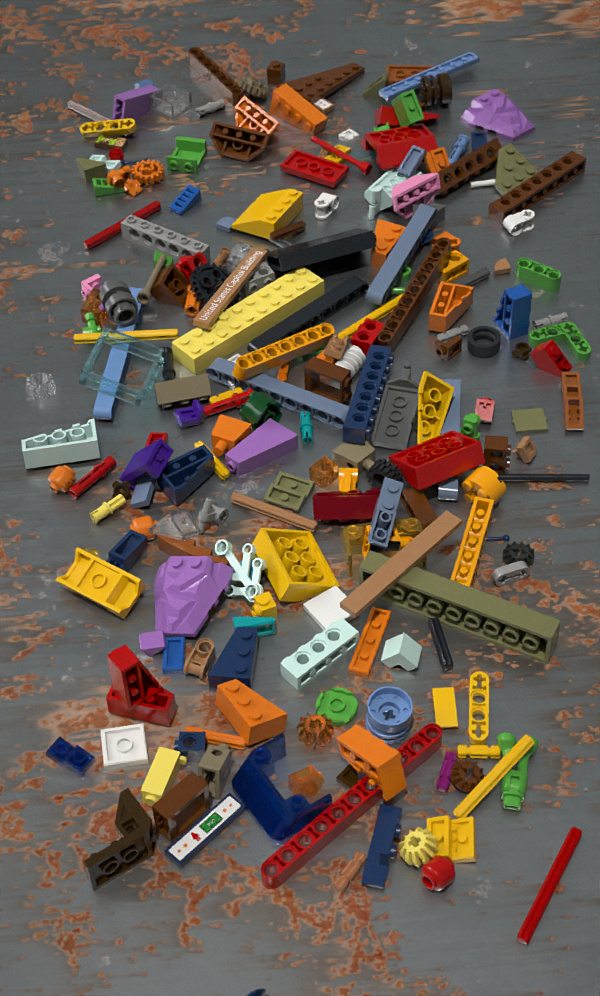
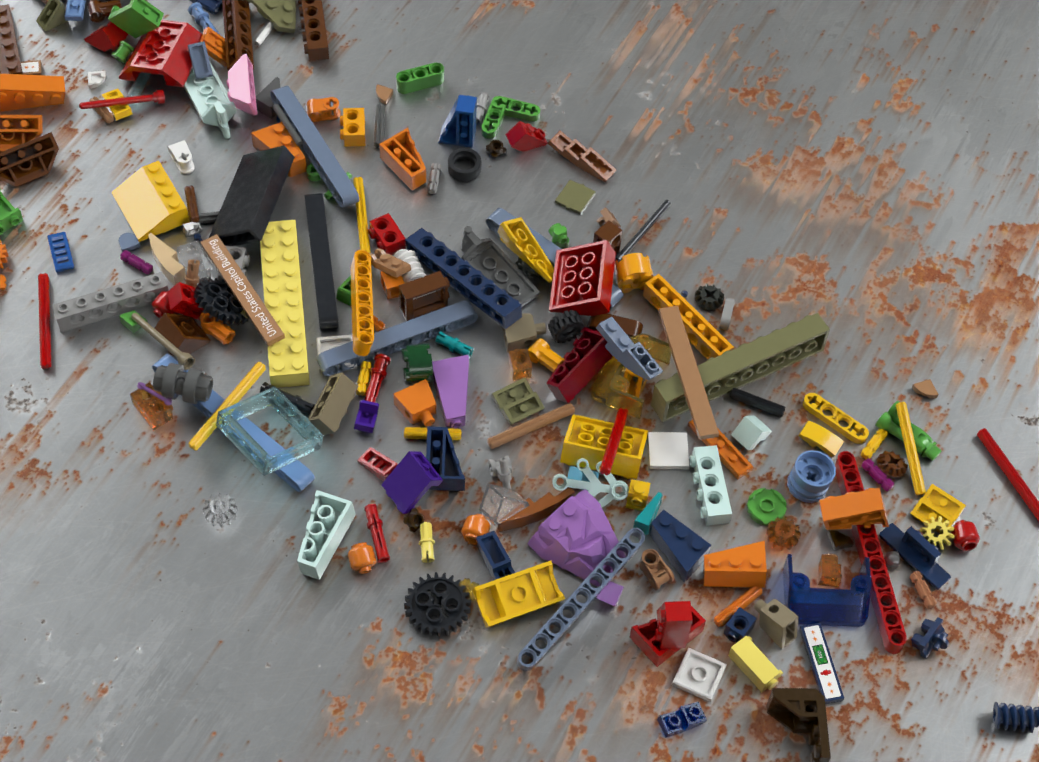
camera: 60 degrees left, 10 degrees up
(54, 543) = (453, 595): none -> black gear
(90, 283) = (118, 397): bright pink bracket -> none
(92, 324) = (182, 428): bright green plate -> none
(133, 625) = (576, 607): none -> sand blue beam
(143, 491) = (432, 507): sand blue tile -> none
(174, 656) = (633, 587): blue tile -> none
(181, 807) = (801, 661): reddish brown window -> none
(213, 236) = (136, 262): none -> magenta axle
(229, 239) = (167, 260): none -> tan slope
(268, 243) = (191, 228): none -> white tile
(273, 557) = (614, 441): none -> red axle
(299, 902) = (933, 639): none -> dark blue hips
(314, 168) = (119, 131): red plate -> none
(362, 828) = (892, 559): none -> flat silver hinge
(402, 228) = (287, 124): none -> dark grey bar
(415, 294) = (371, 163): reddish brown beam -> none
(449, 349) = (451, 195): reddish brown bracket -> none
(485, 409) = (544, 216): bracket -> none
(519, 222) = (344, 45): white piece -> none
(581, 761) = (926, 388): none -> medium nougat tile

